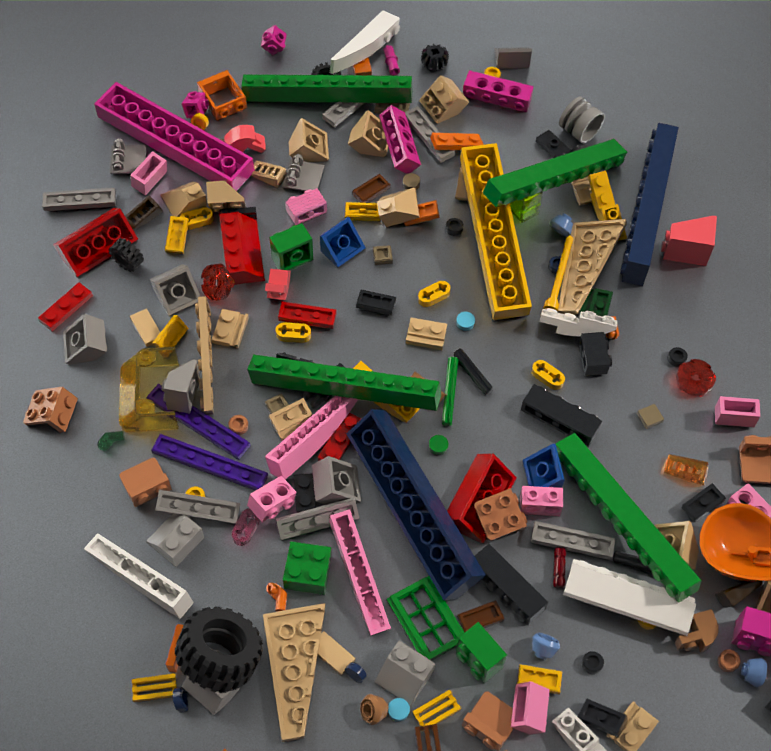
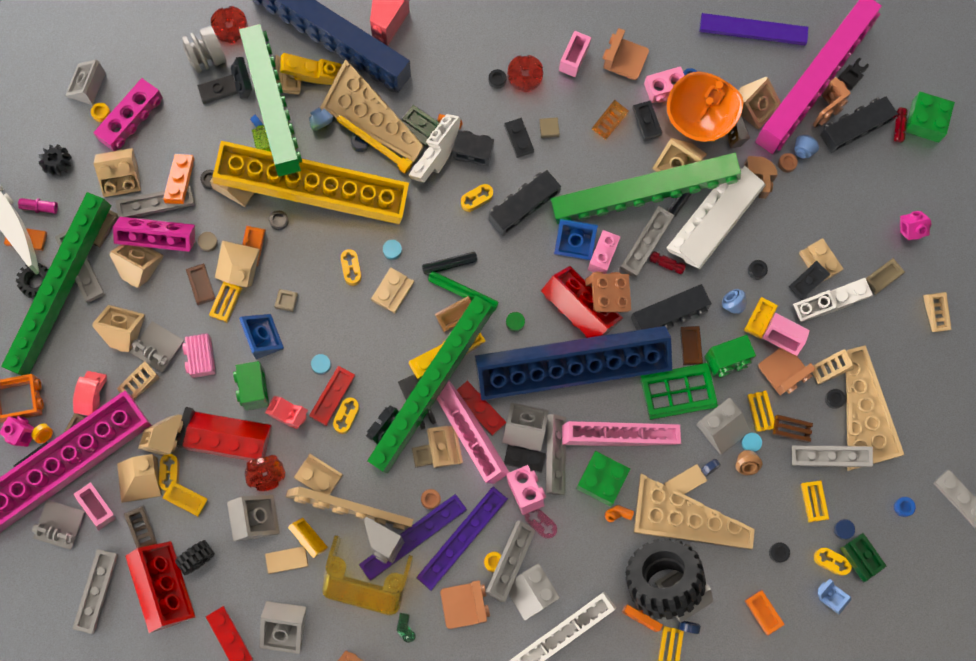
camera: 75 degrees left, 15 degrees up
(334, 298) = (320, 364): none -> medium azure tile
(376, 302) = (341, 325): black plate -> none
(622, 127) = (232, 33): none -> clear red plate
(626, 393) = (519, 137): none -> black plate

